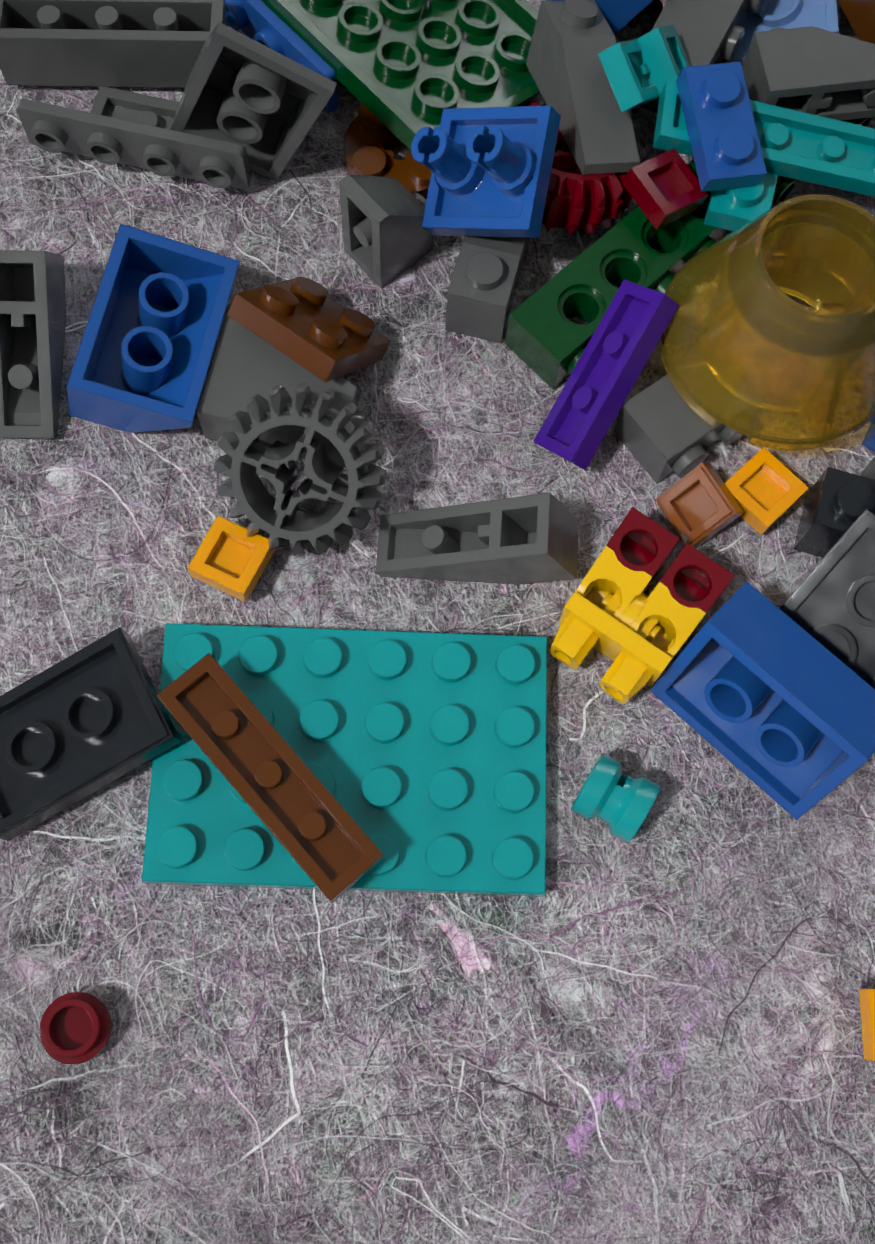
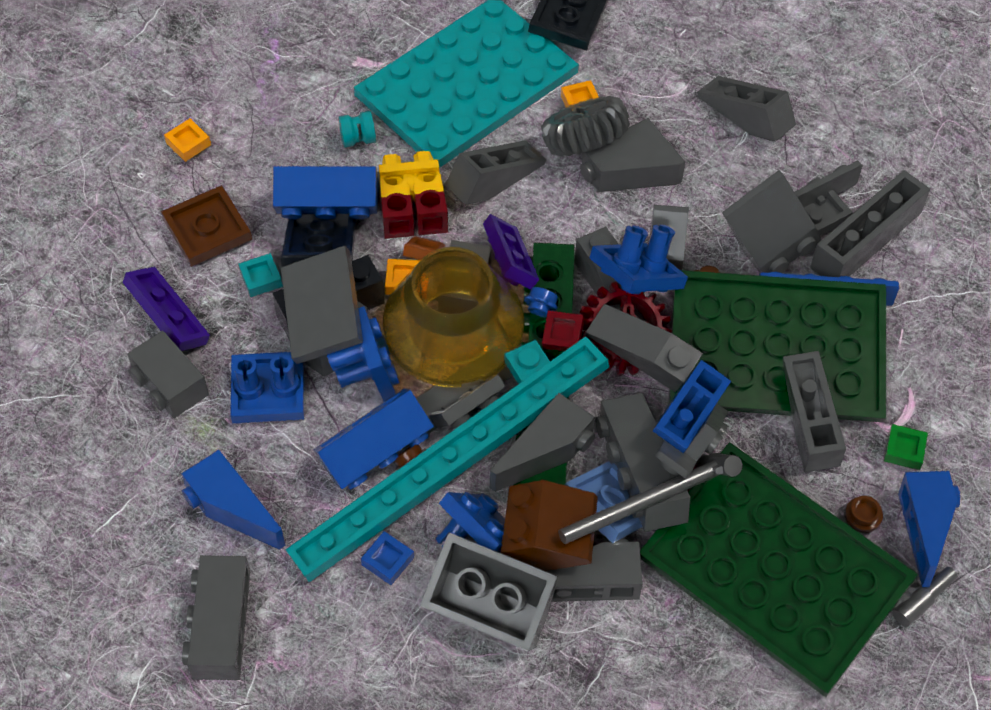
camera: 140 degrees right, 15 degrees down
(150, 334) = (703, 132): blue slope -> none
(270, 778) = (484, 36): reddish brown plate -> none
(310, 327) = (644, 180): reddish brown plate -> none
(643, 66) = (627, 367): teal slope -> none
(649, 252) = (540, 301): none -> blue plate
(721, 126) = (563, 357): blue plate -> none

